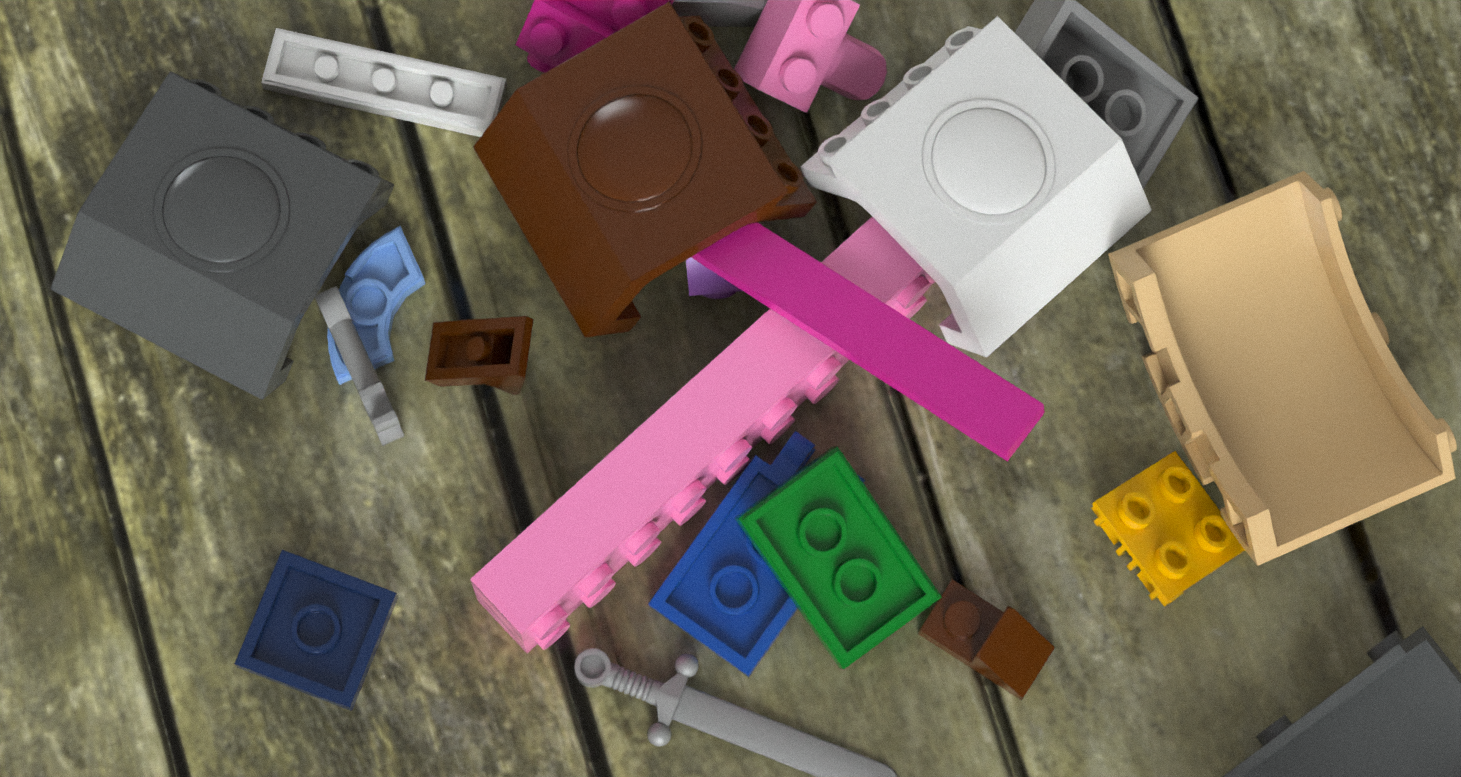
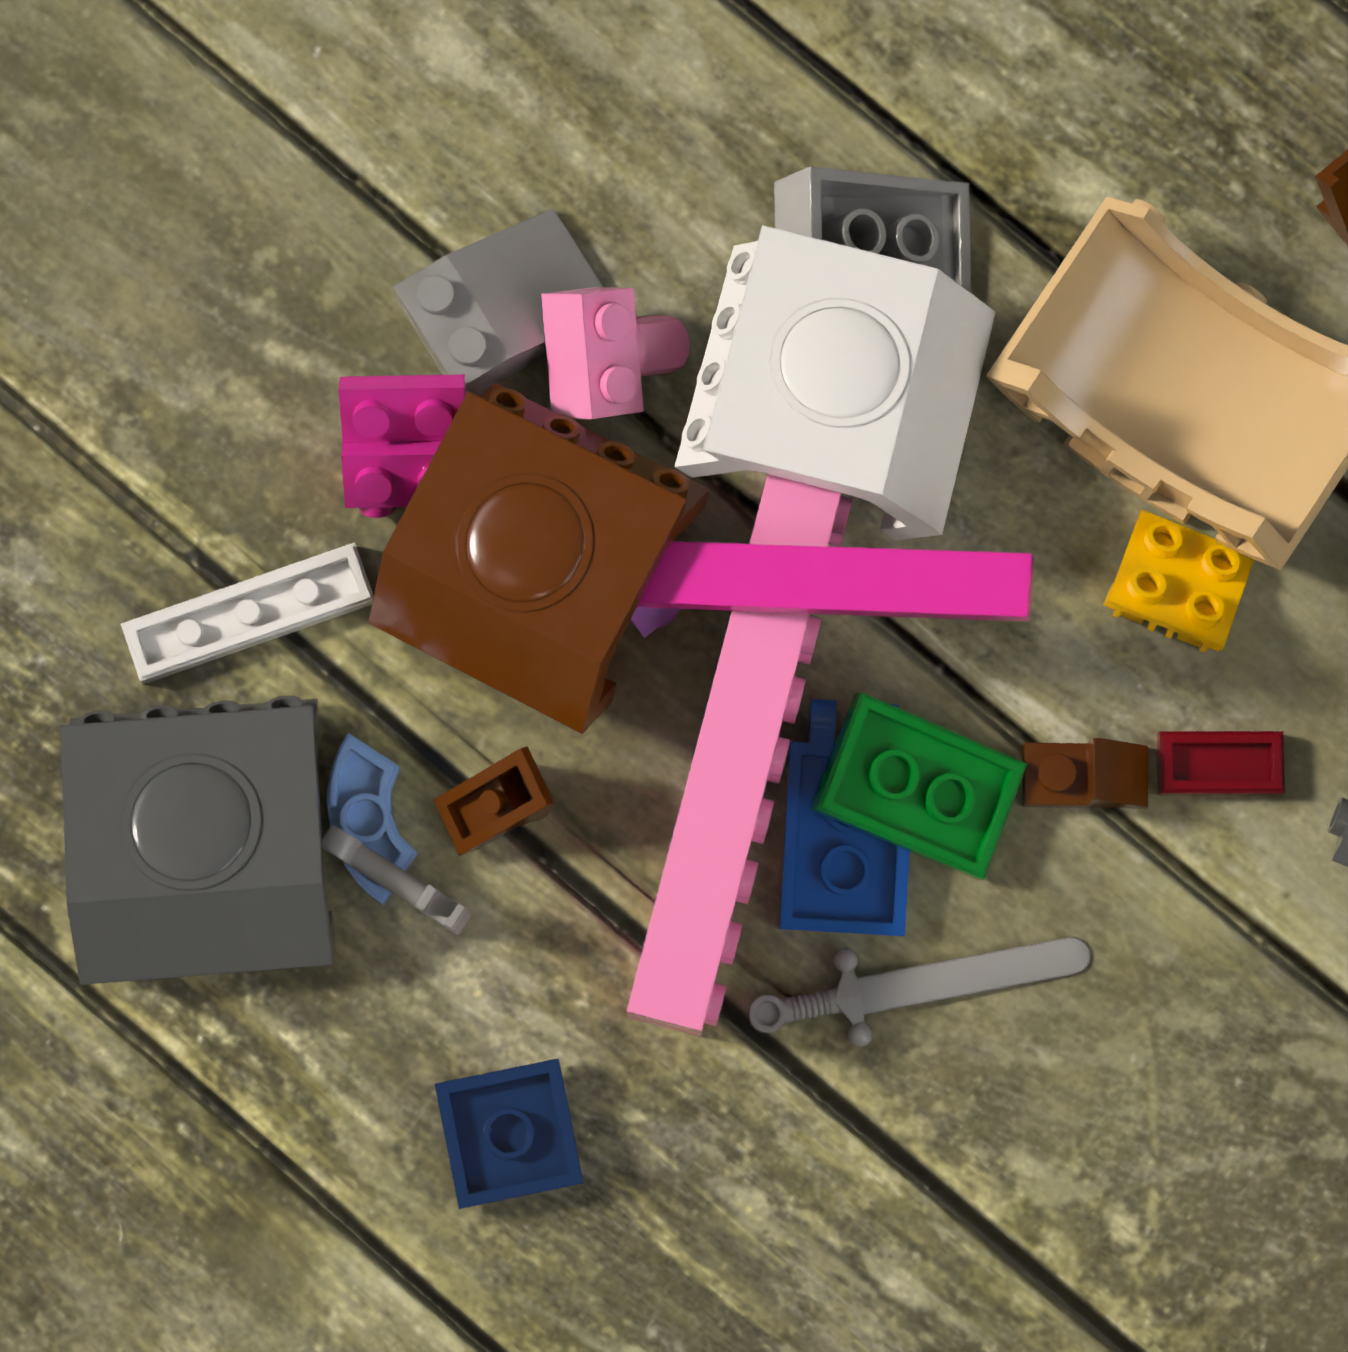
camera: 30 degrees left, 5 degrees up
(1108, 700) = (1220, 763): none -> dark red tile

